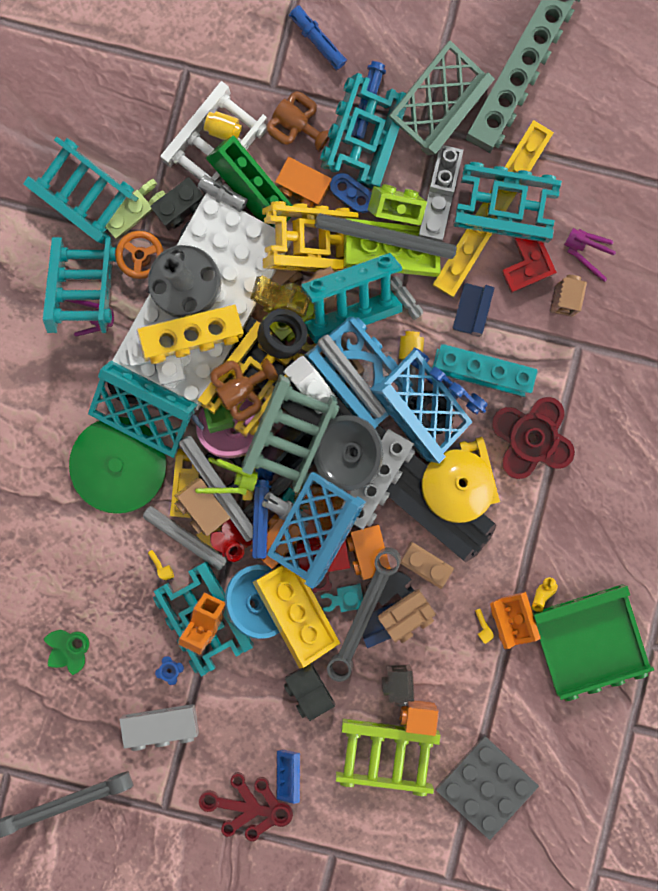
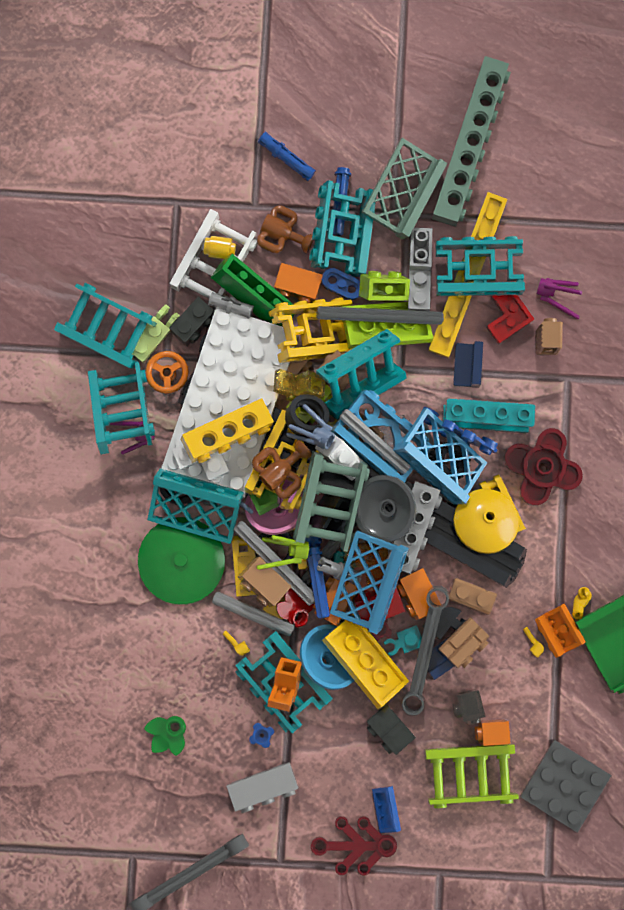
camera: 10 degrees left, 5 degrees down
(184, 280) = (213, 386): dark grey piece -> none
(291, 360) = (320, 437): none -> sand blue plant
(405, 298) = (407, 366): light grey axle -> none
(408, 342) = (417, 404): yellow brick -> none

